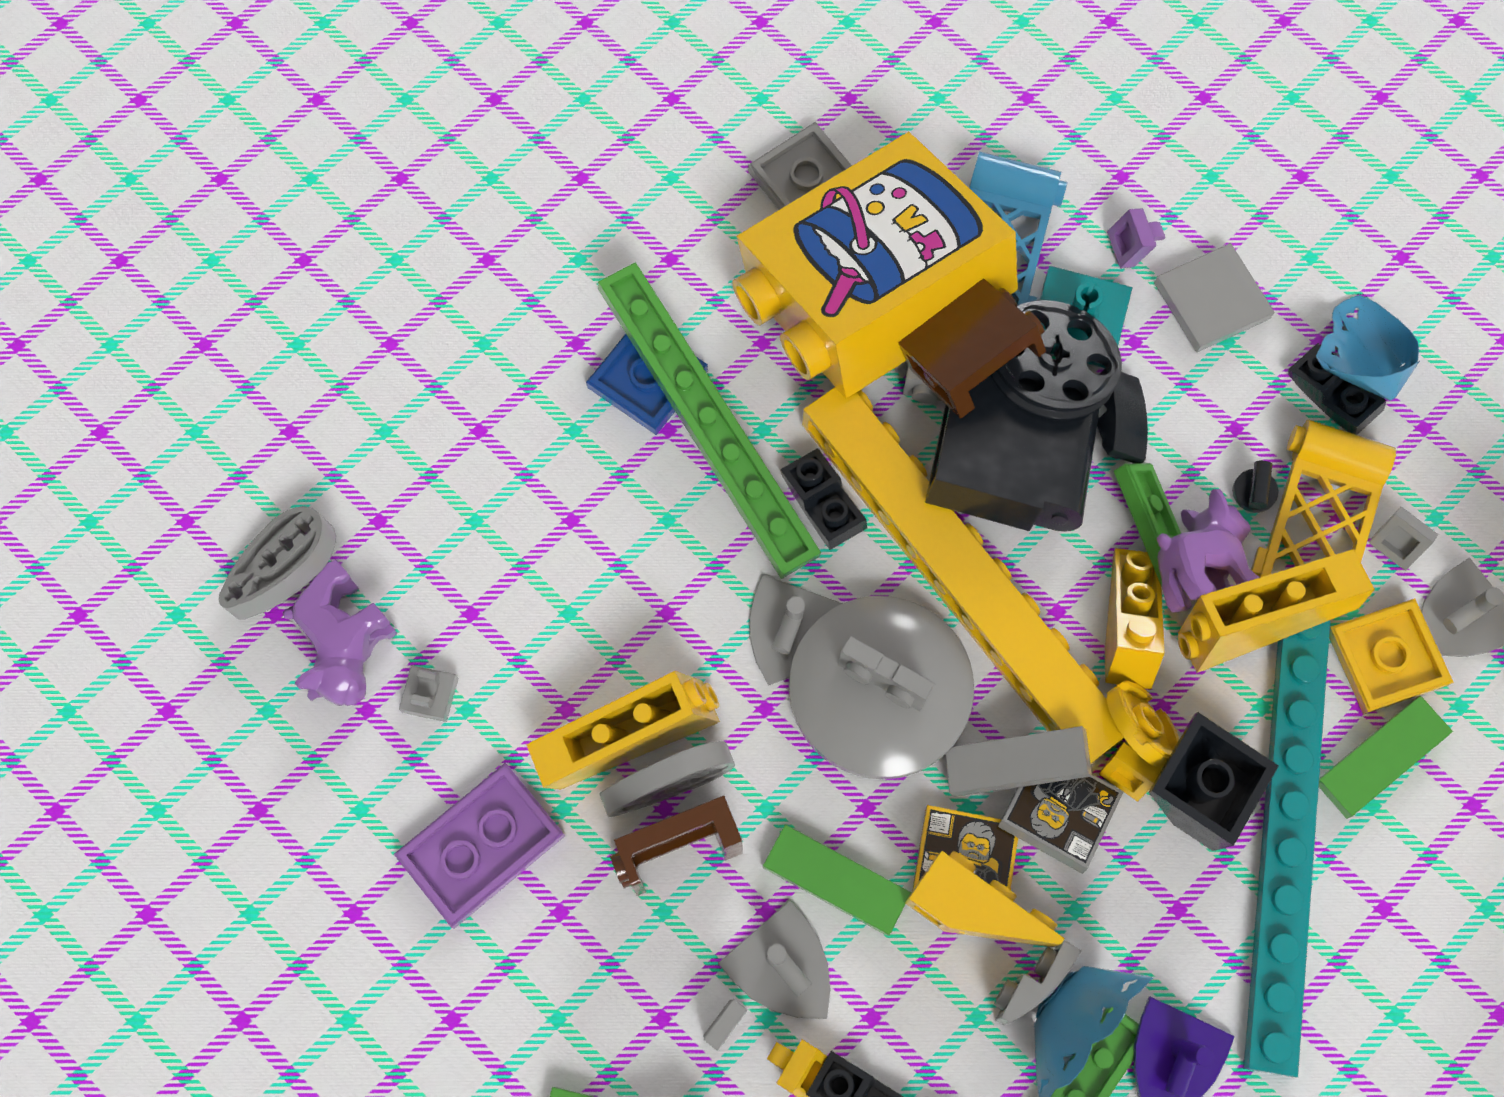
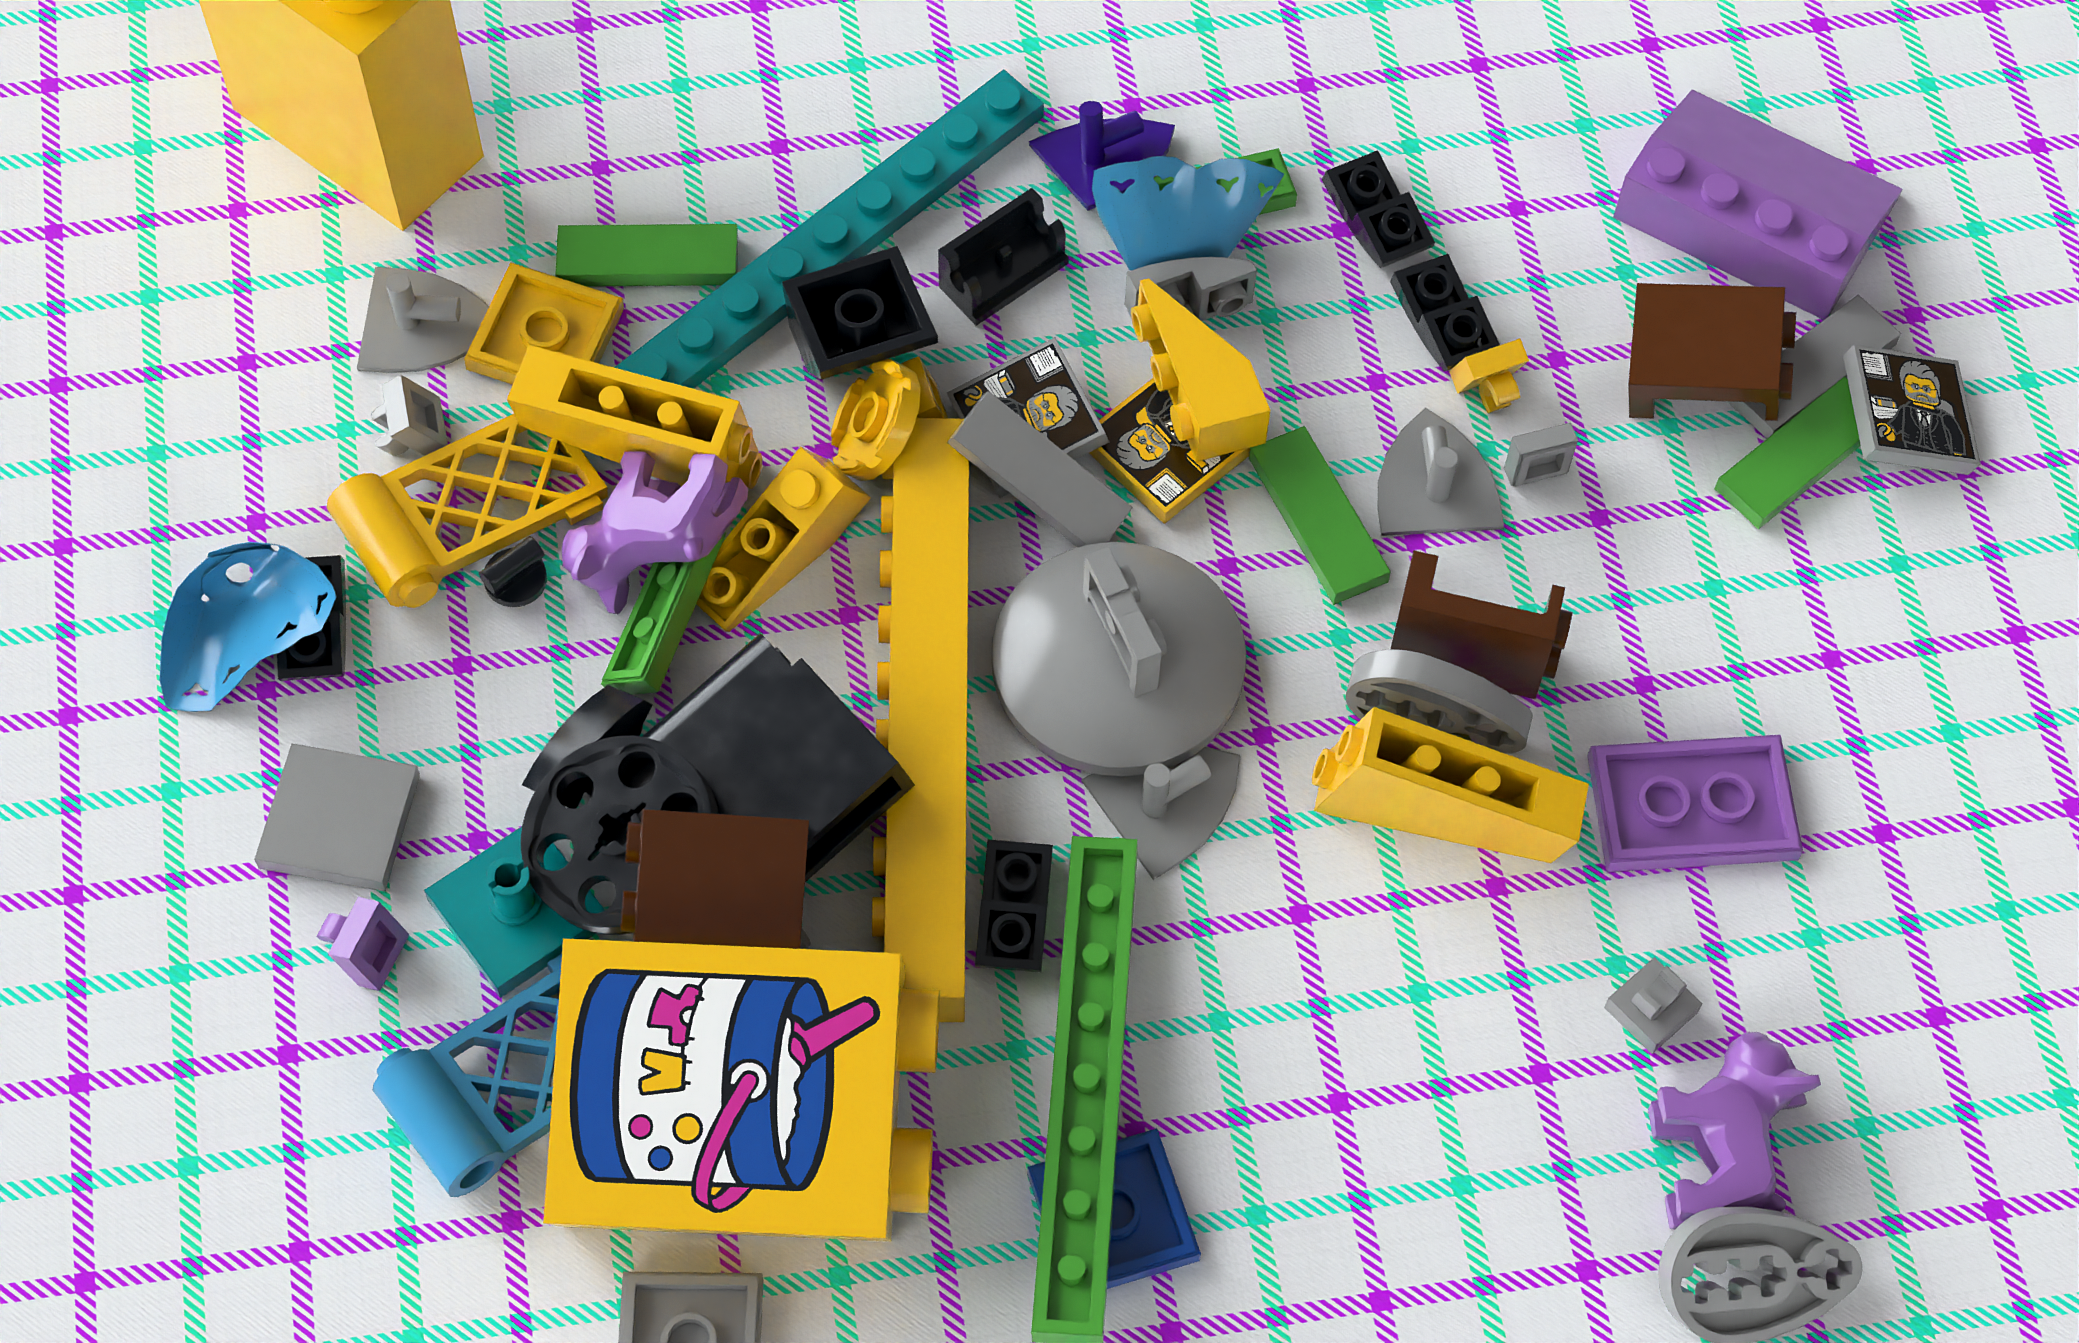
camera: 145 degrees left, 10 degrees down
(1171, 917) = (1001, 257): none -> black hinge

